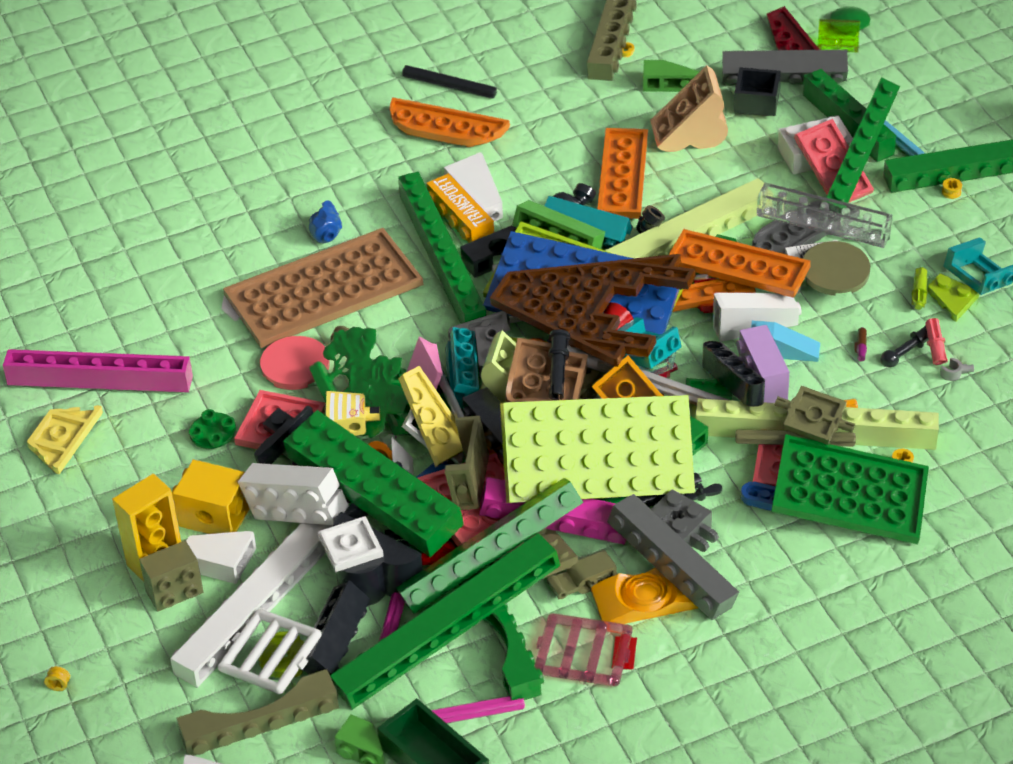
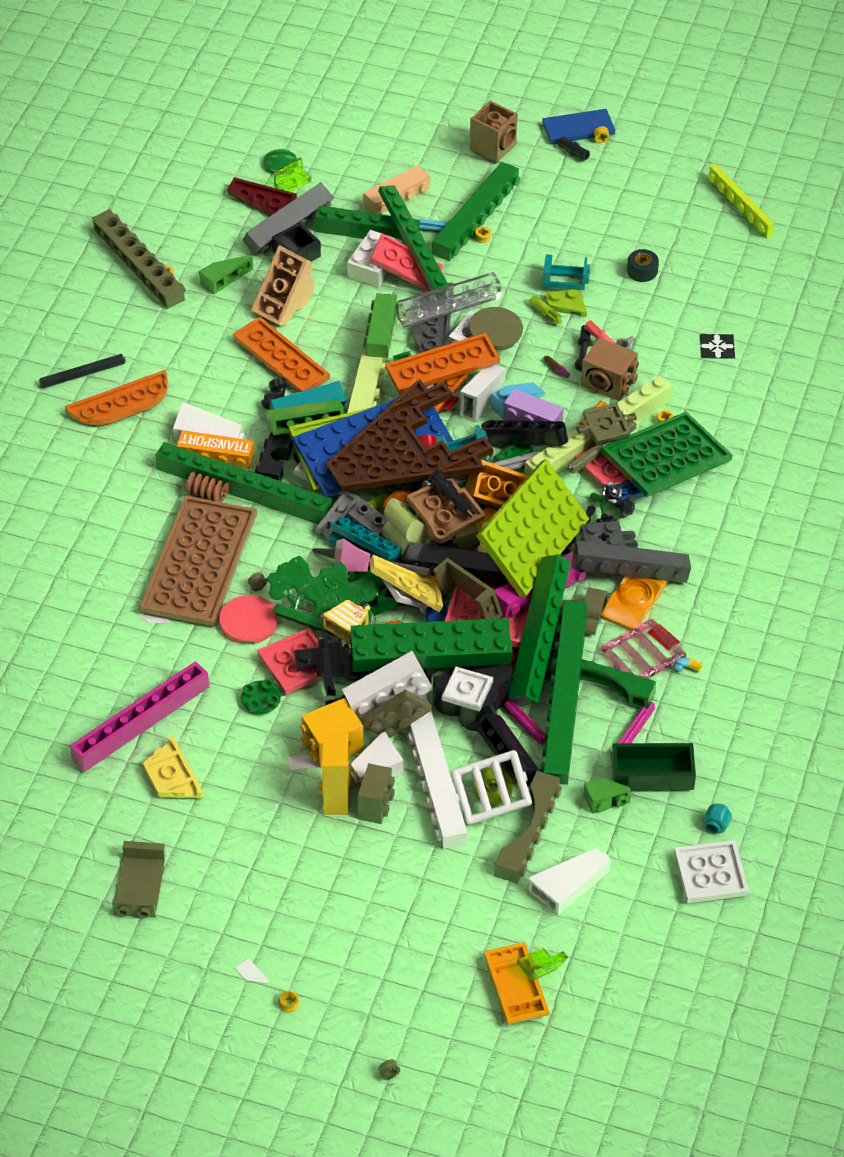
camera: 50 degrees left, 5 degrees up
(57, 678) = (387, 904): yellow bush -> none
(270, 520) = (396, 714): none -> olive plate
(325, 223) = (145, 519): blue head -> none
(407, 233) = (206, 489): none -> nougat piece
(610, 691) = (687, 662): none -> arm
(650, 218) = (352, 371): black arm -> none
(727, 197) = (381, 325): none -> bright green brick
(730, 479) = (612, 495): none -> black plant
(898, 374) = (609, 369): none -> medium nougat brick
(927, 103) = (407, 183): none -> light nougat brick

